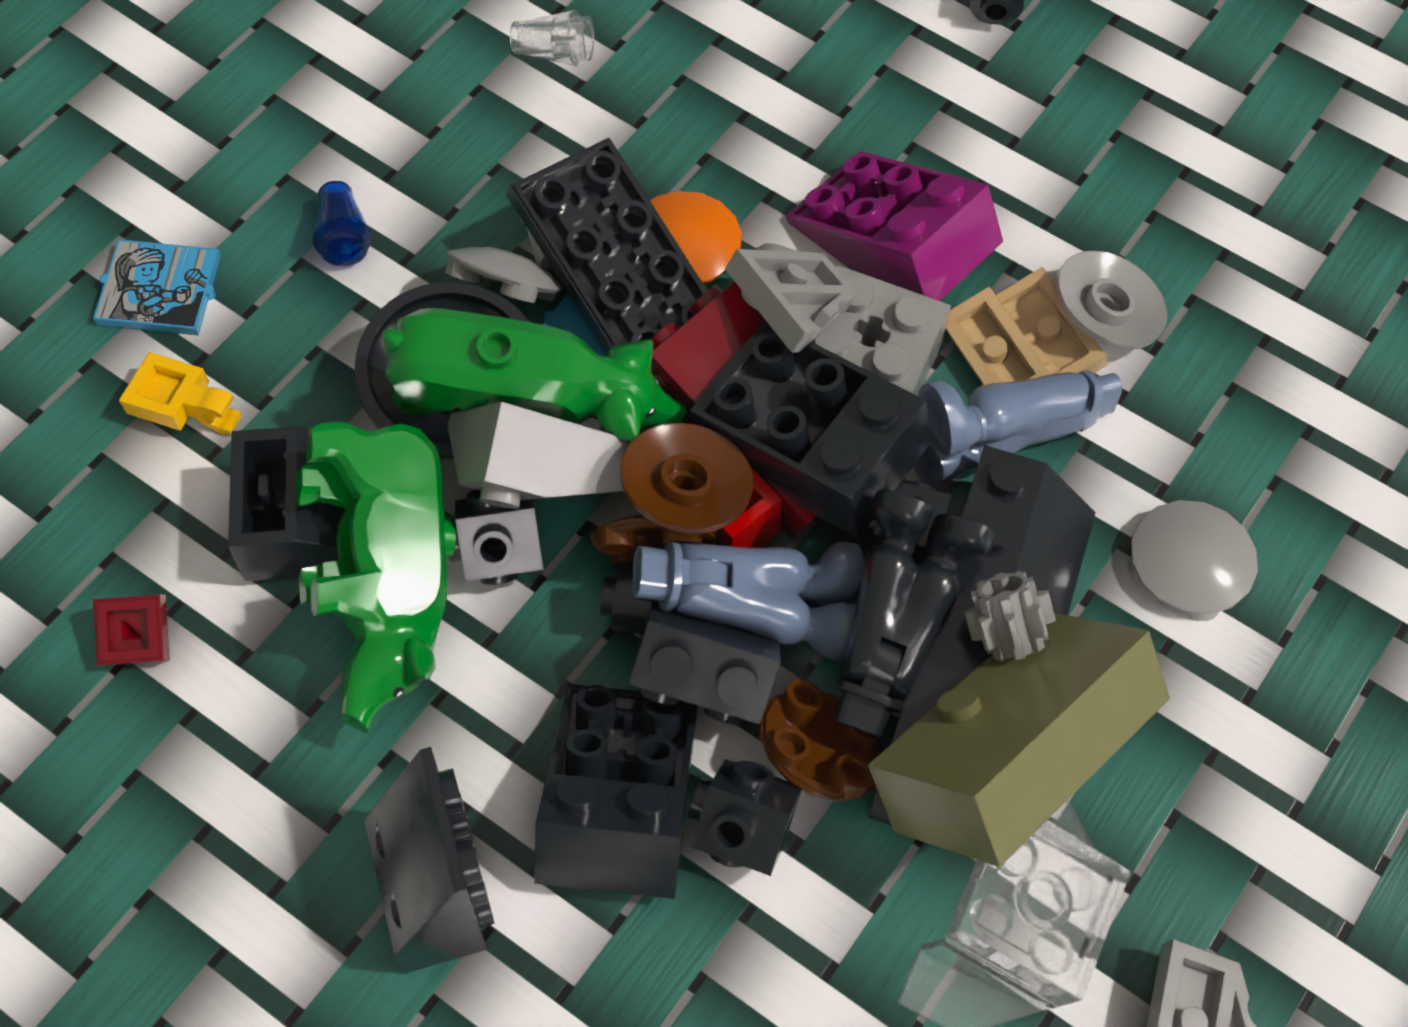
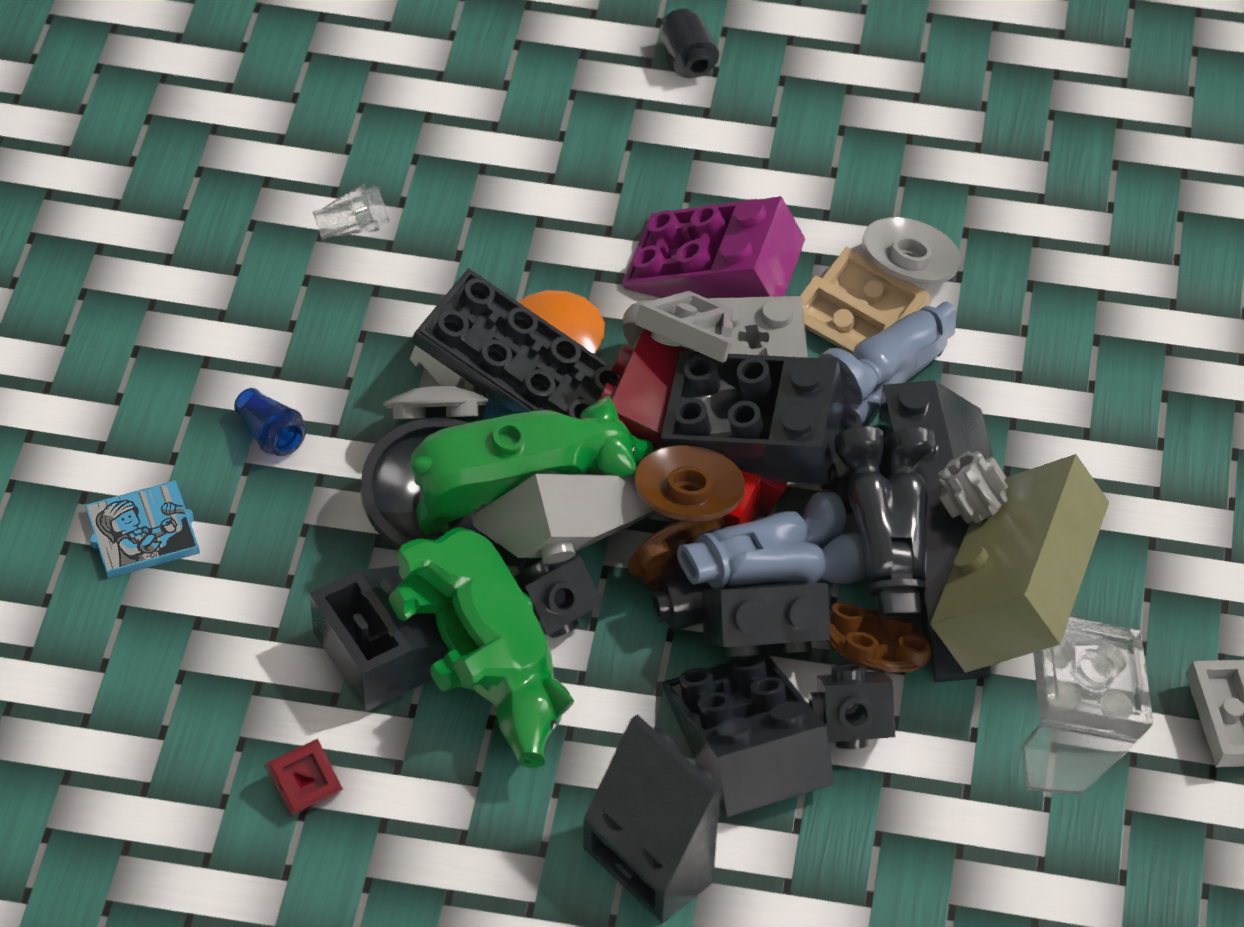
camera: 25 degrees left, 10 degrees down
(172, 391) = (218, 597): yellow plate -> none
(1193, 558) = (1068, 413): light grey dish -> none

